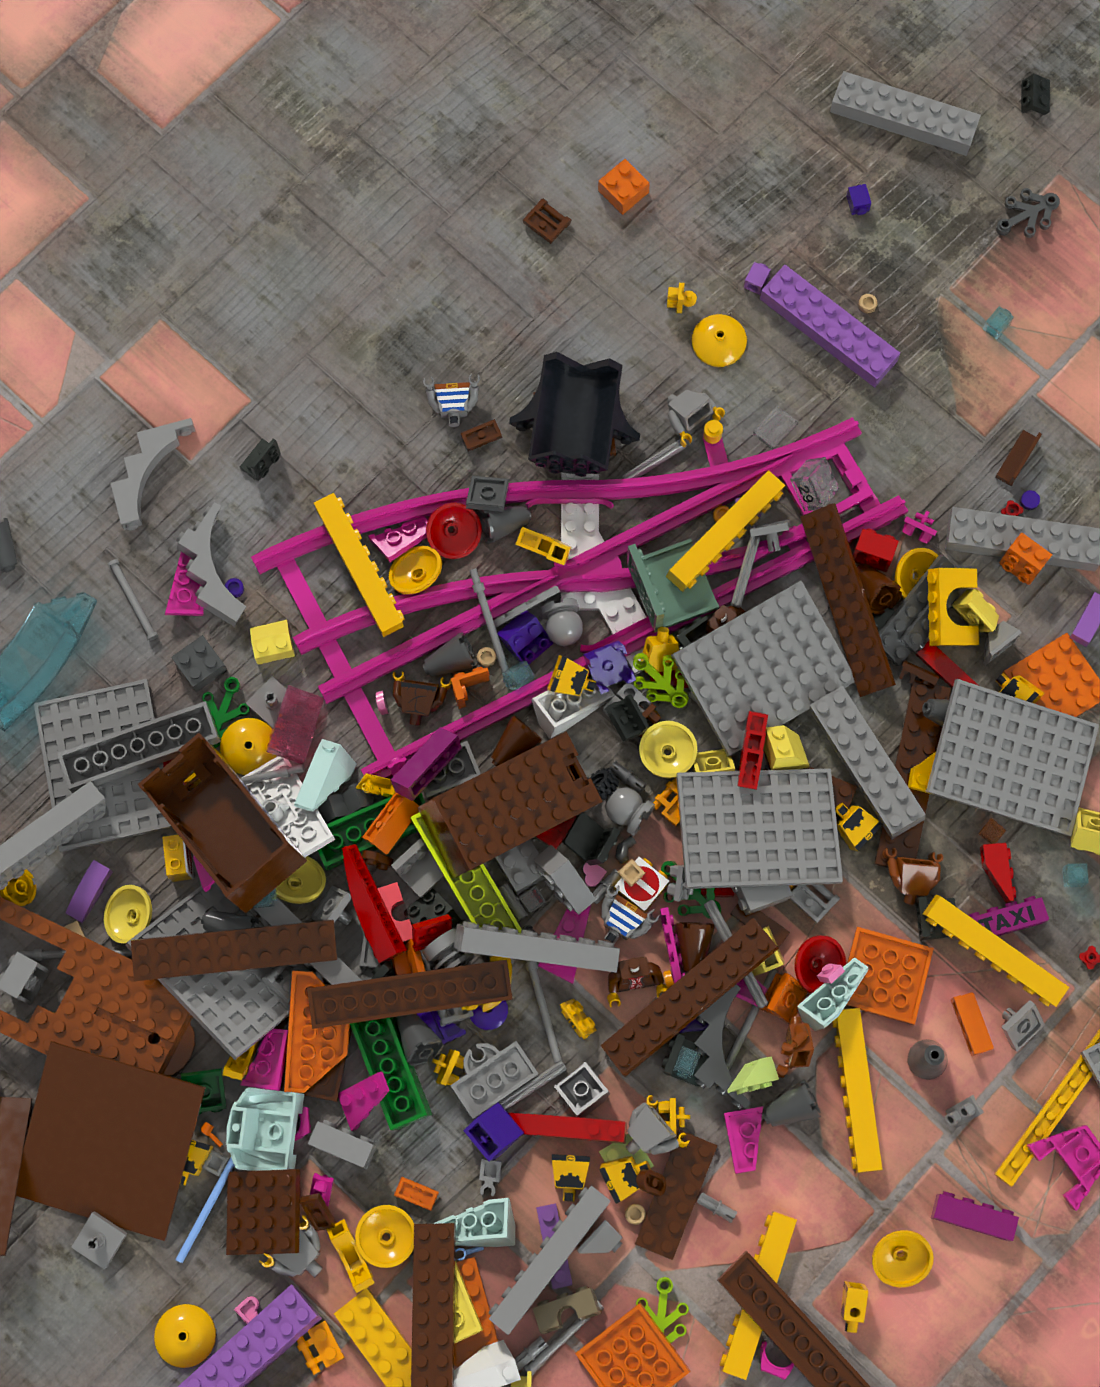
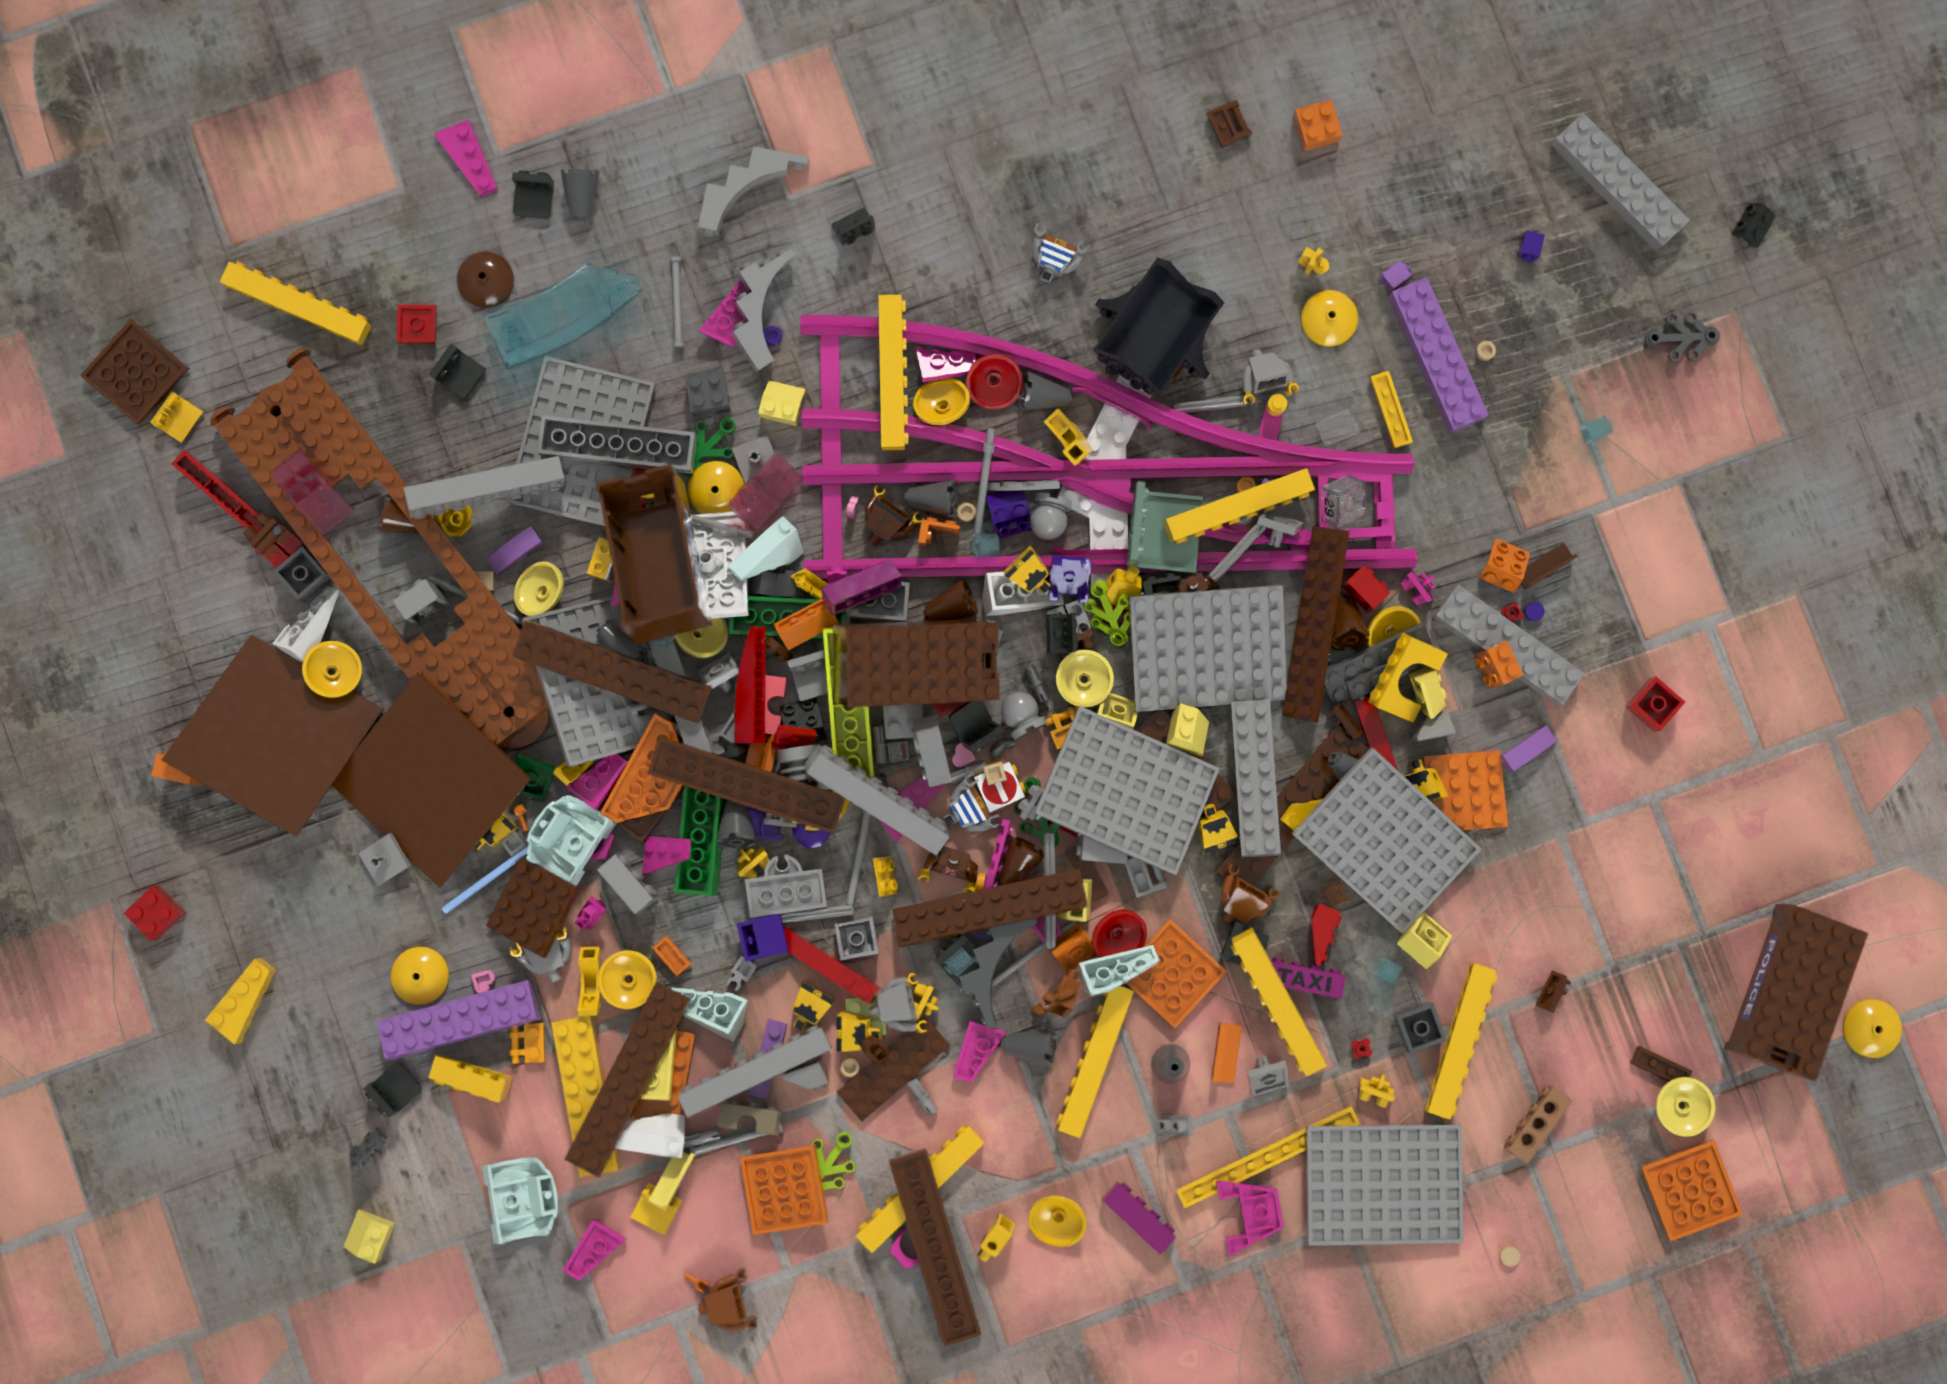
camera: 25 degrees right, 10 degrees up
(317, 1212) = (579, 930): reddish brown plate -> none
(469, 1251) = (690, 1026): light blue hand -> none
(481, 435) = (1064, 302): reddish brown plate -> none
(487, 493) = (1040, 363): dark grey plate -> none
(604, 782) = (1011, 680): black tyre -> none
(752, 750) = (1157, 719): red slope -> none
(755, 1076) = (1009, 1002): yellowish green slope -> none
(813, 390) = (1391, 409): none -> yellow plate
(830, 973) = (1123, 949): bright pink plate -> none
(984, 474) = (1505, 566): none -> orange bracket

